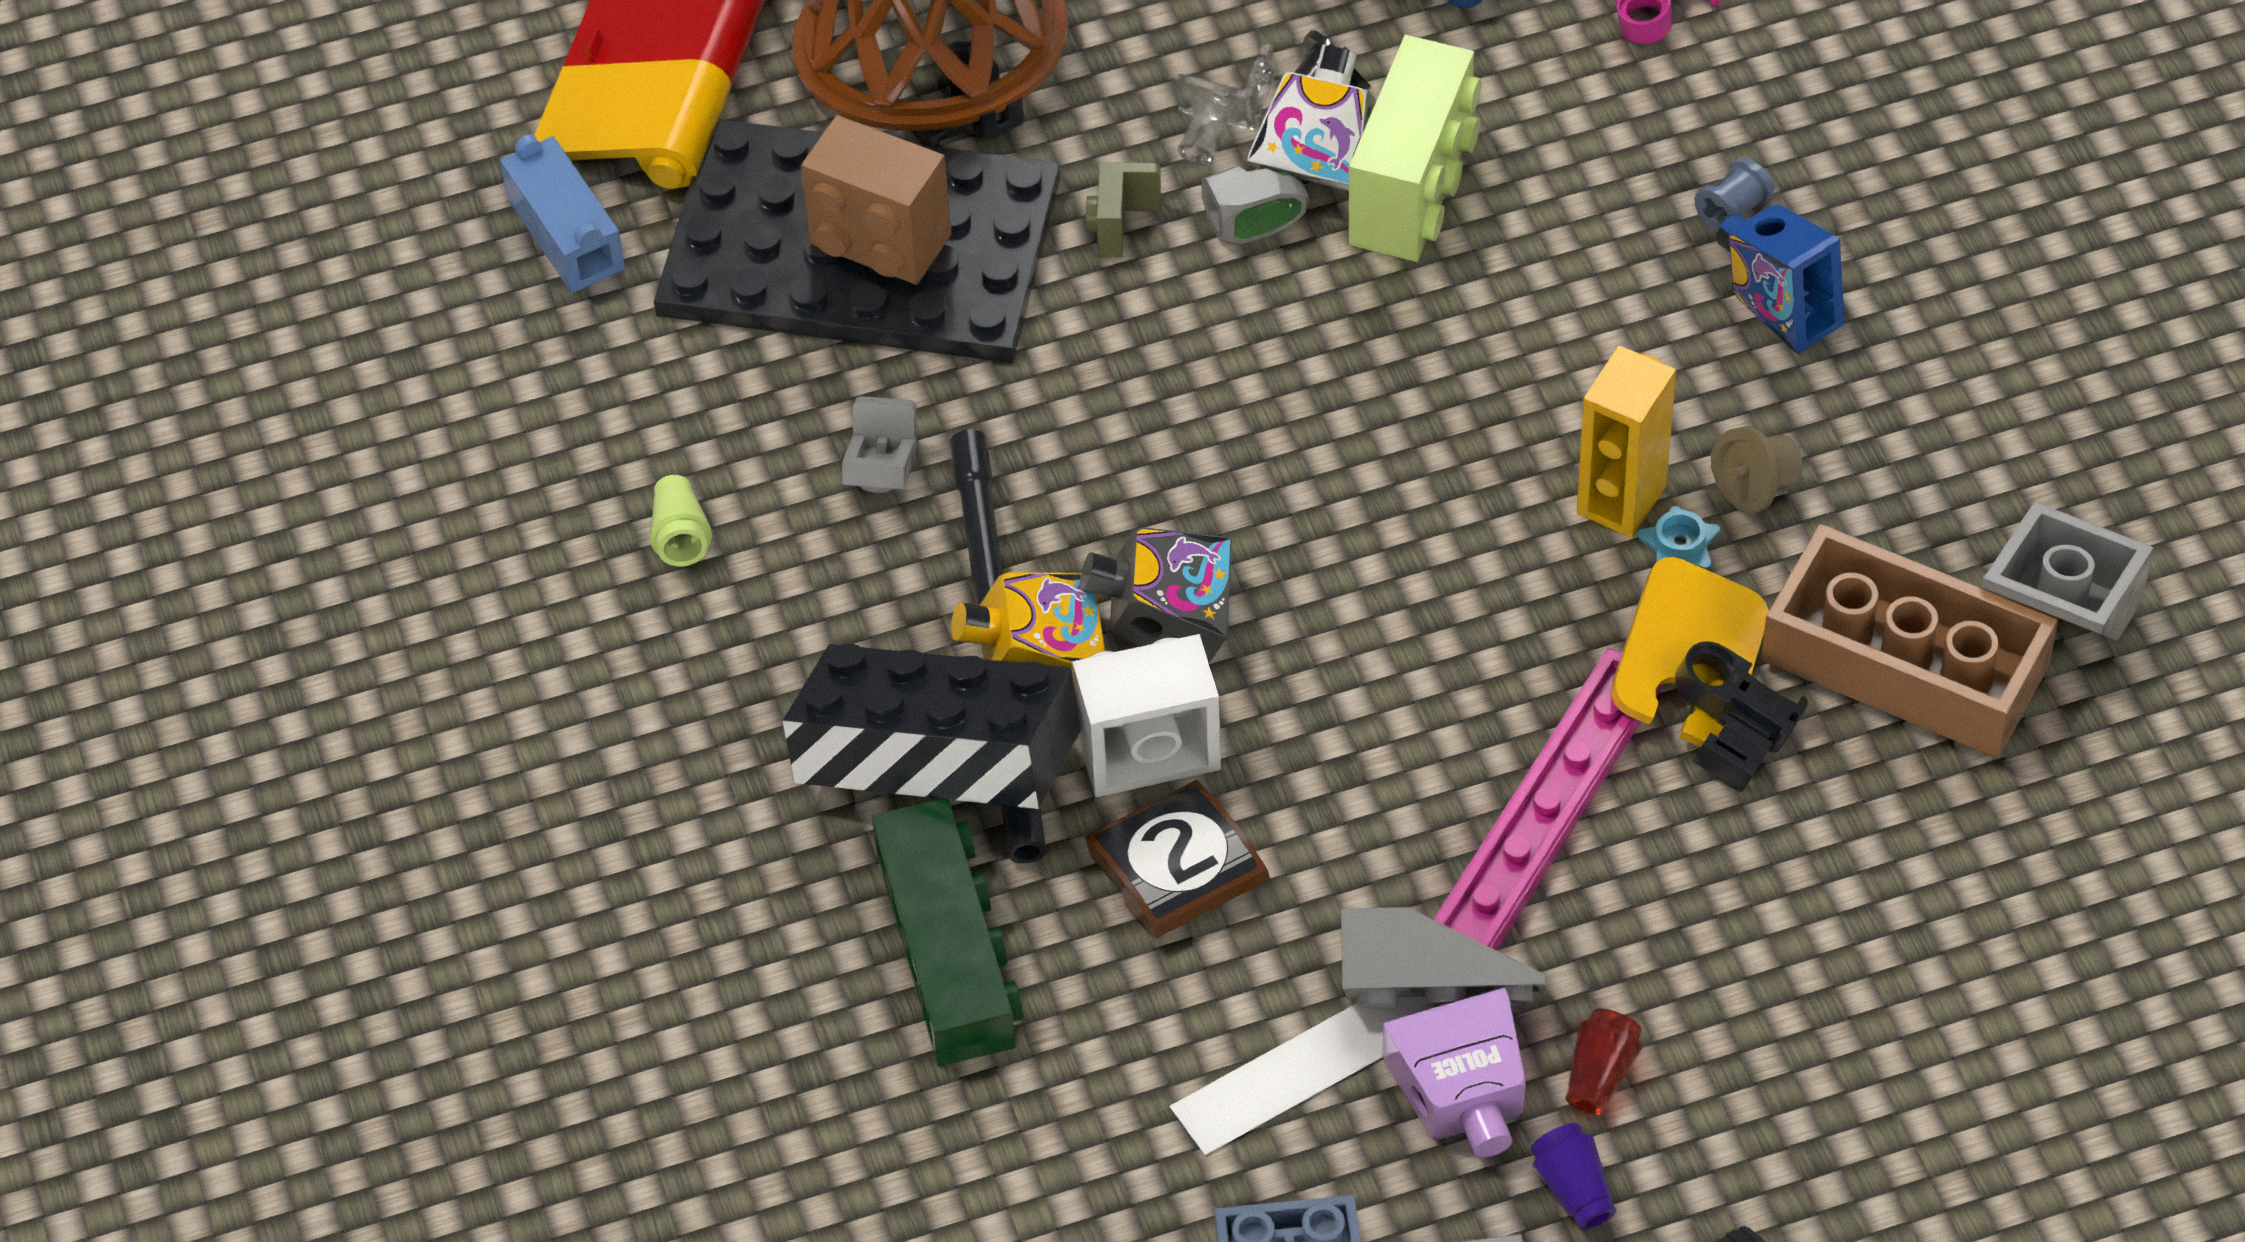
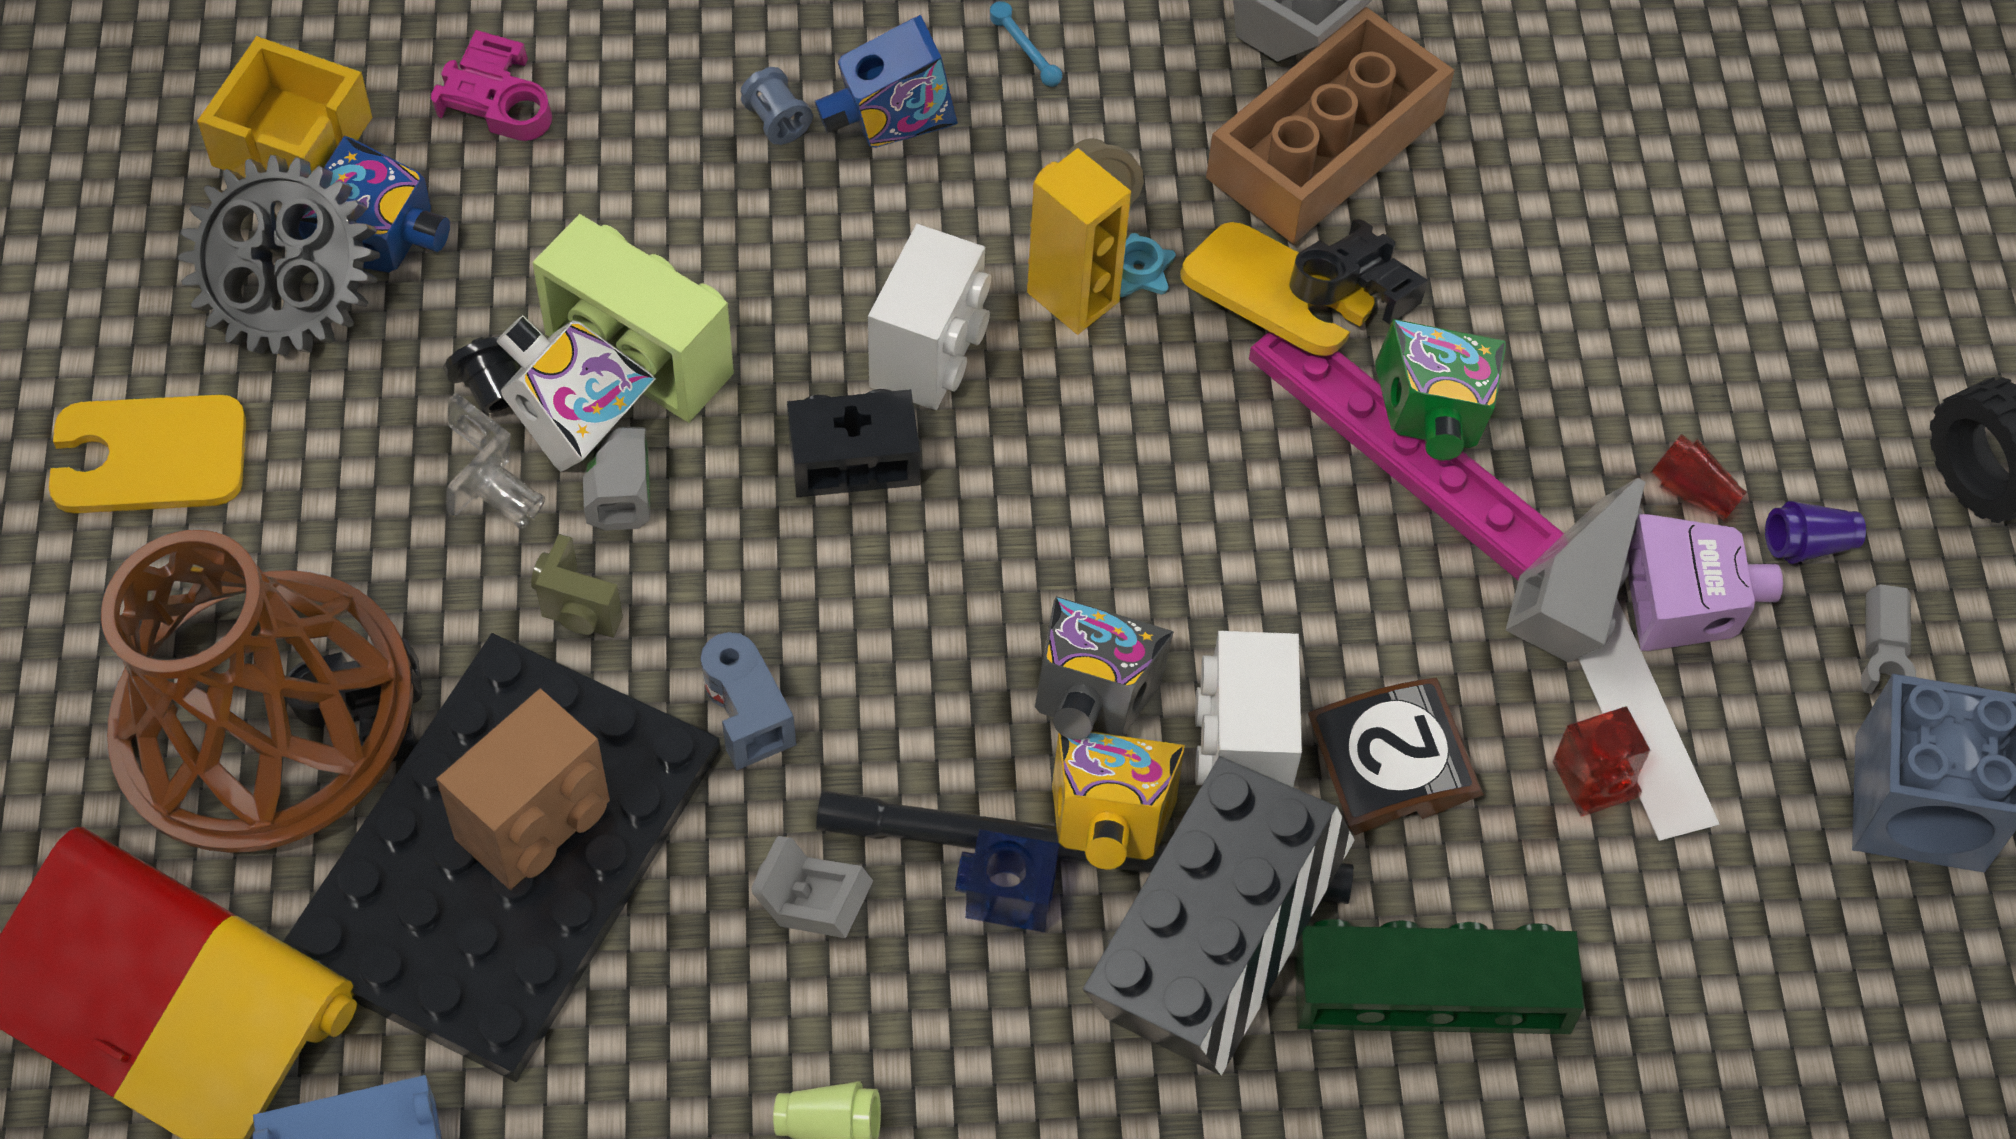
camera: 80 degrees left, 5 degrees up
(932, 605) = (1015, 906): none -> clear blue brick
(1055, 357) = (743, 685): none -> sand blue leg
(1222, 1022) = (1602, 760): none -> clear red brick
(1358, 357) = (853, 442): none -> black brick
(1505, 361) = (928, 316): none -> white brick
(1606, 802) = (1439, 385): none -> green torso
(1955, 353) = (1002, 16): none -> dark azure hinge

